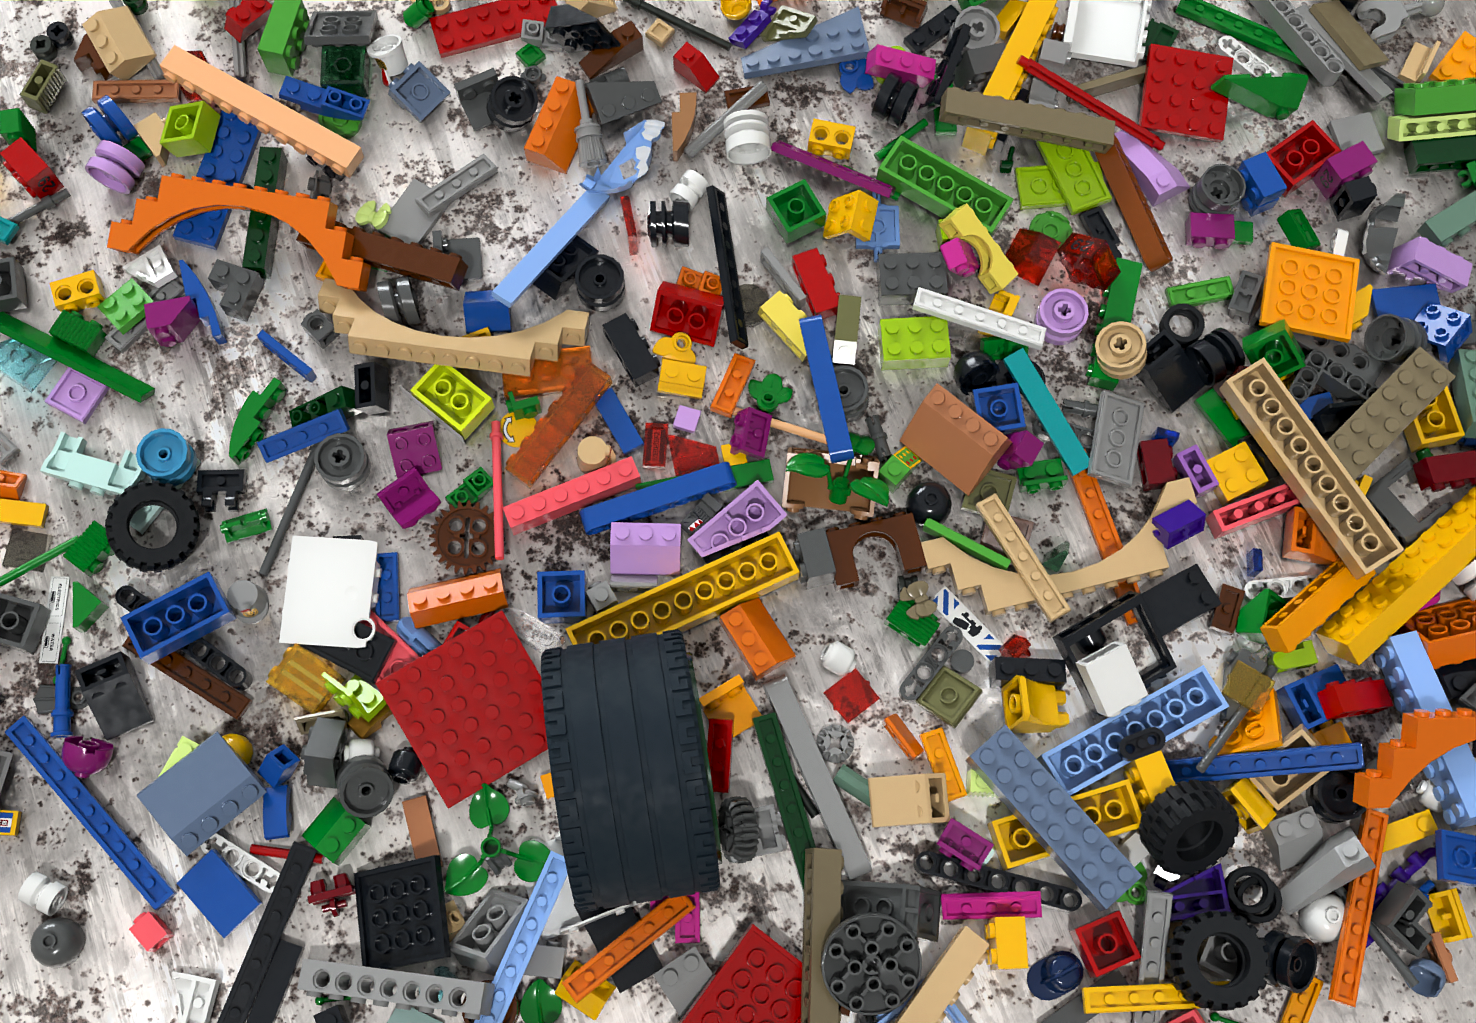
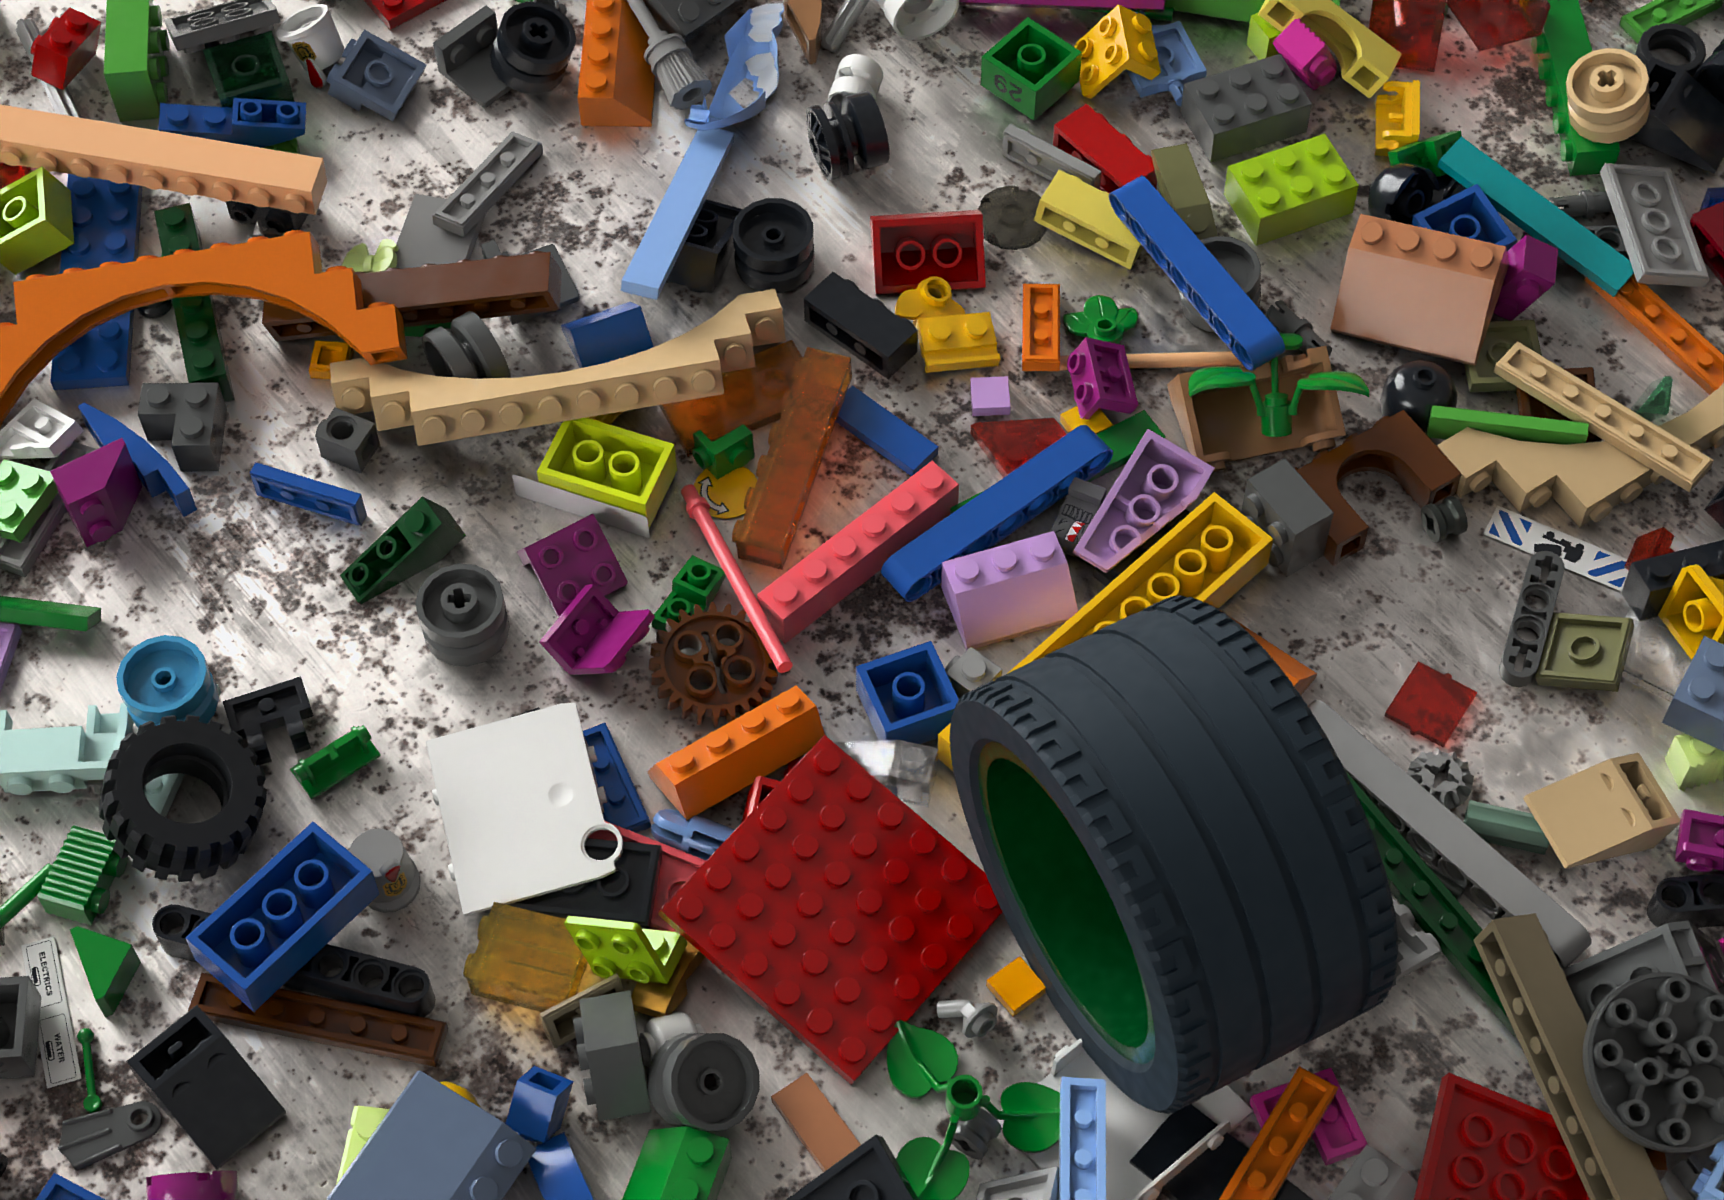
camera: 15 degrees left, 15 degrees down
(62, 712) = (121, 1147): blue pin -> none
(248, 424) = (284, 602): green slope -> none
(289, 512) = (408, 620): dark grey bar -> none
(303, 435) = (381, 594): blue plate -> none
(371, 388) = (468, 494): black brick -> none
(404, 766) = (759, 1031): black head -> none
(594, 454) = (867, 479): tan hat -> none
(629, 225) = (785, 155): clear red tile -> none
(633, 583) = (1014, 650): light grey slope -> none
(655, 445) = (957, 446): clear red tile -> none
(701, 281) = (934, 200): orange slope -> none
(727, 267) = (963, 170): black tile -> none
(838, 658) = (1387, 651): white head -> none
(898, 468) = (1352, 356): bright green slope -> none
(903, 736) = (1539, 737): orange slope -> none
(915, 631) = (1476, 567): green brick -> none
(917, 592) = (1467, 513): dark tan piece -> none
(942, 761) = (1607, 739): light orange tile -> none
(962, 661) = (1577, 598): dark grey tile -> none
(979, 318) = (1375, 121): white tile -> none
(1041, 475) = (1568, 310): green bracket -> none
(1063, 315) = (1491, 92): lavender wheel -> none

